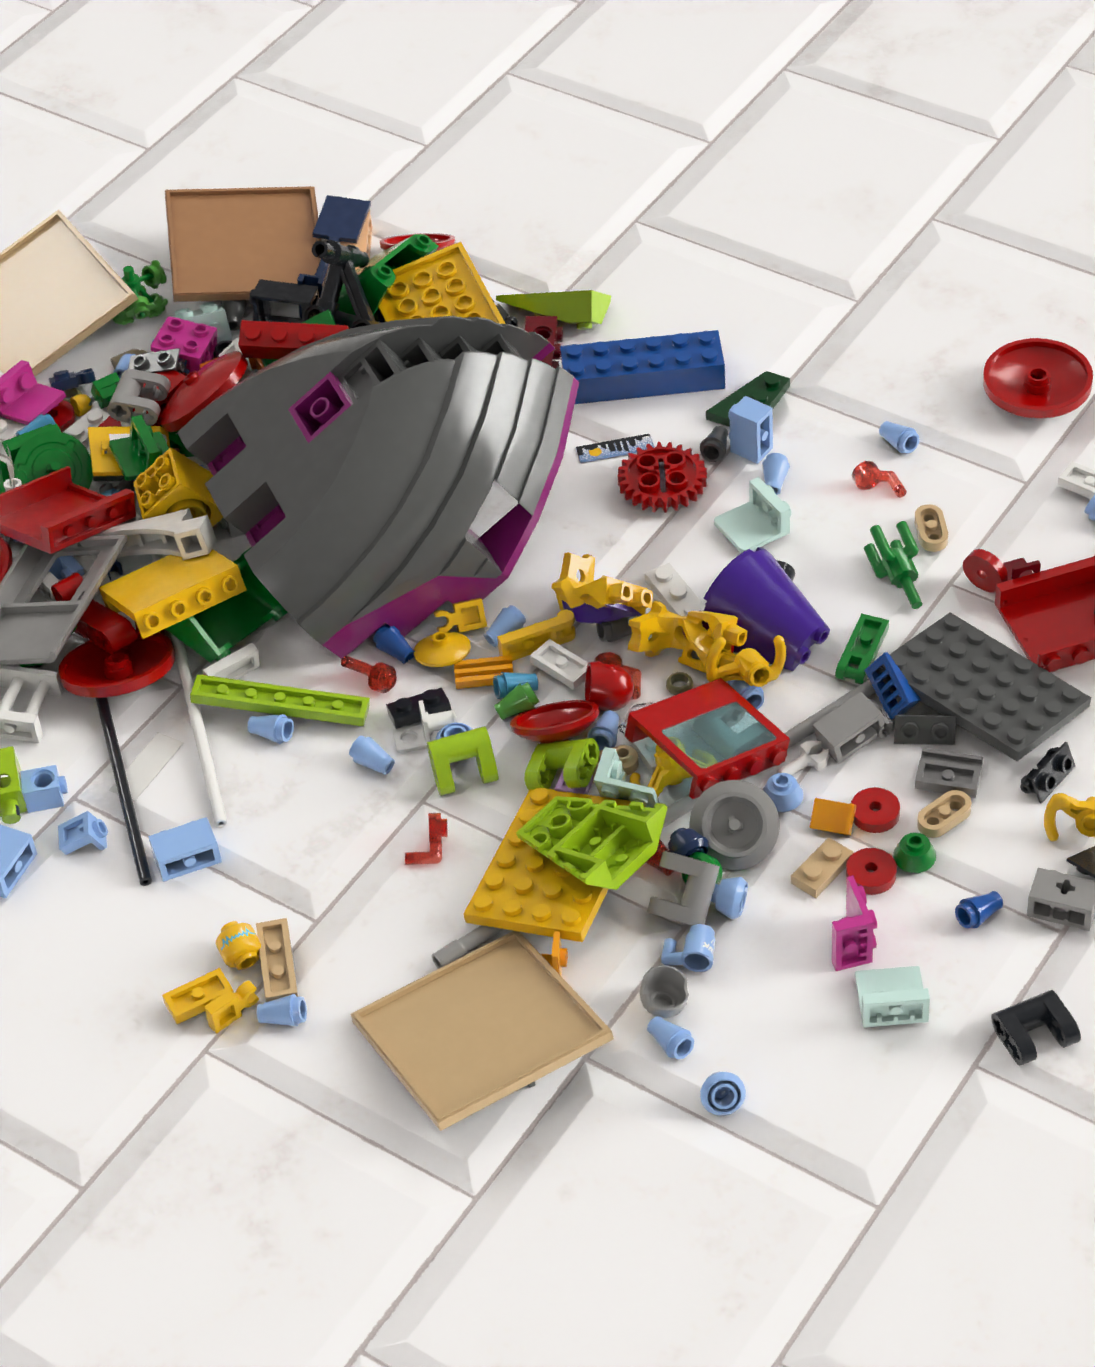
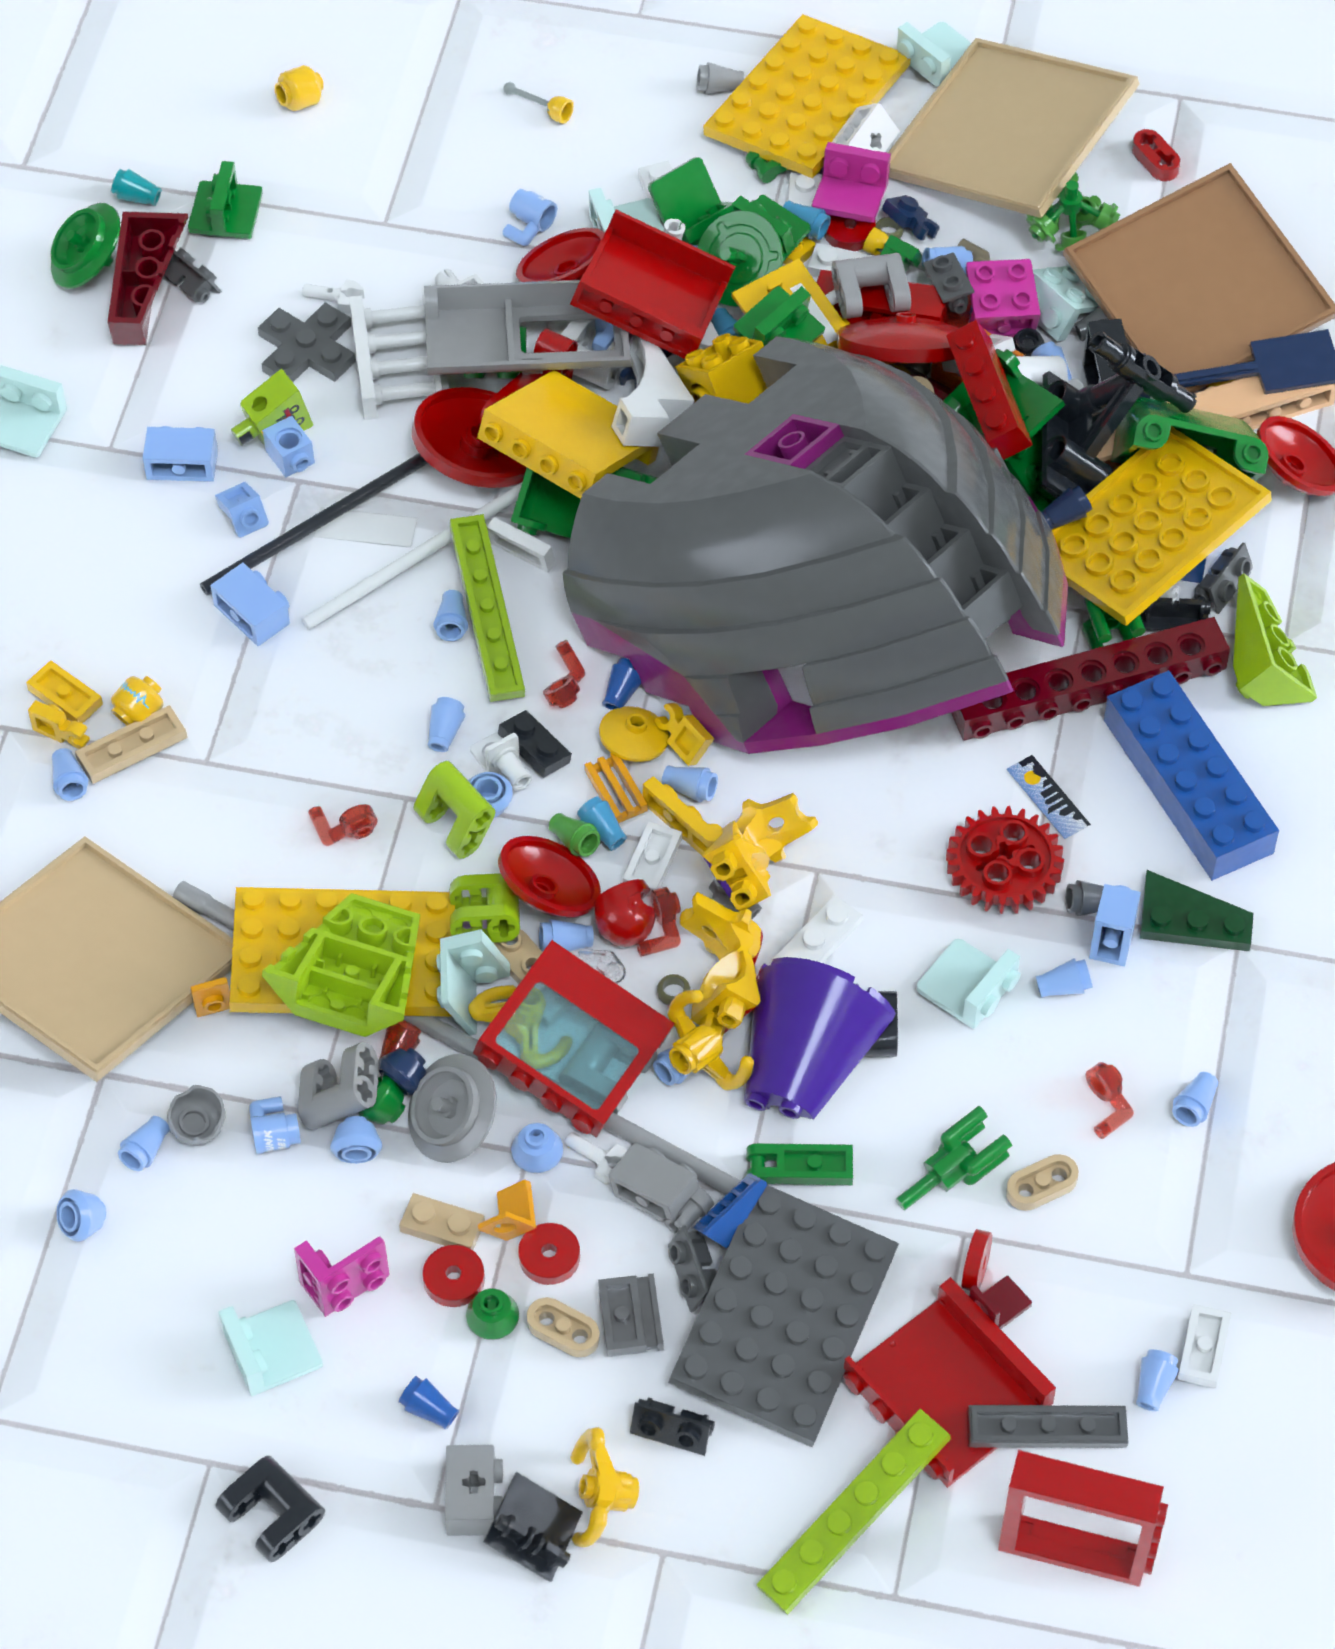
camera: 65 degrees right, 10 degrees up
(110, 246) = (1151, 157): none -> red beam

